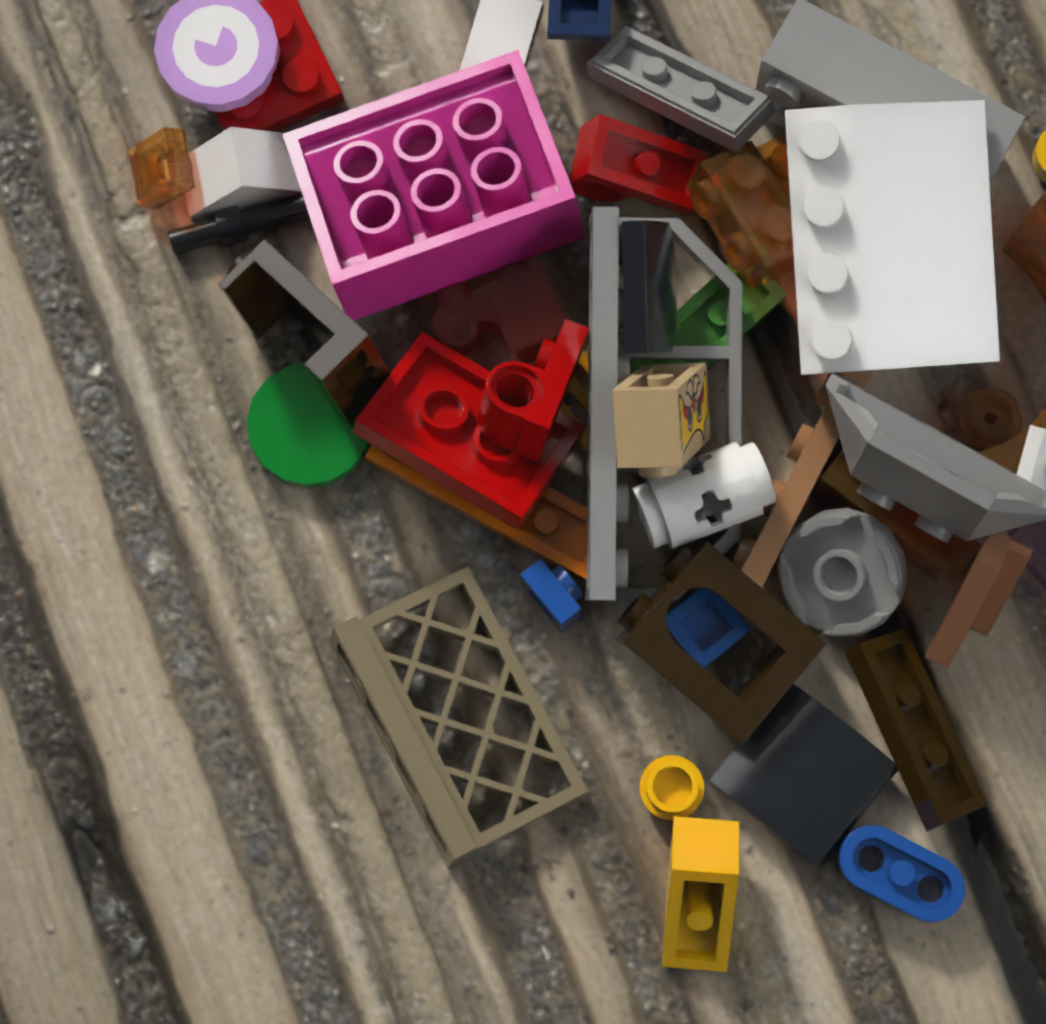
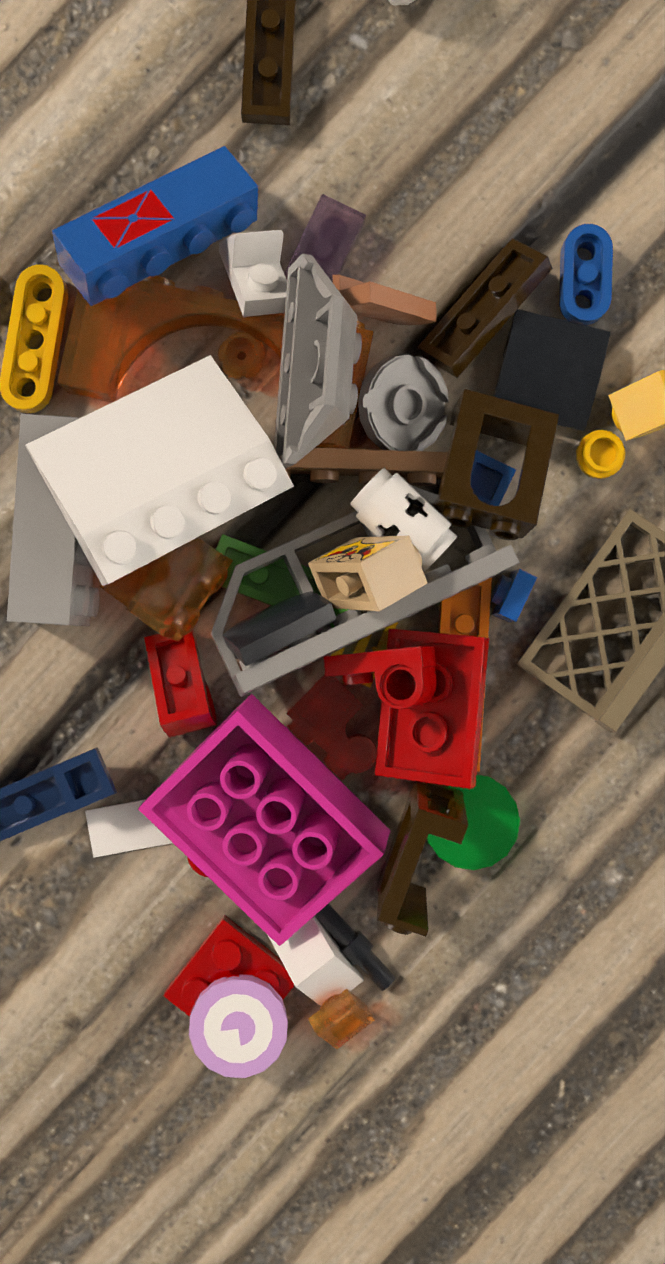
camera: 125 degrees left, 10 degrees up
(681, 88) = (108, 678): light grey tile -> none

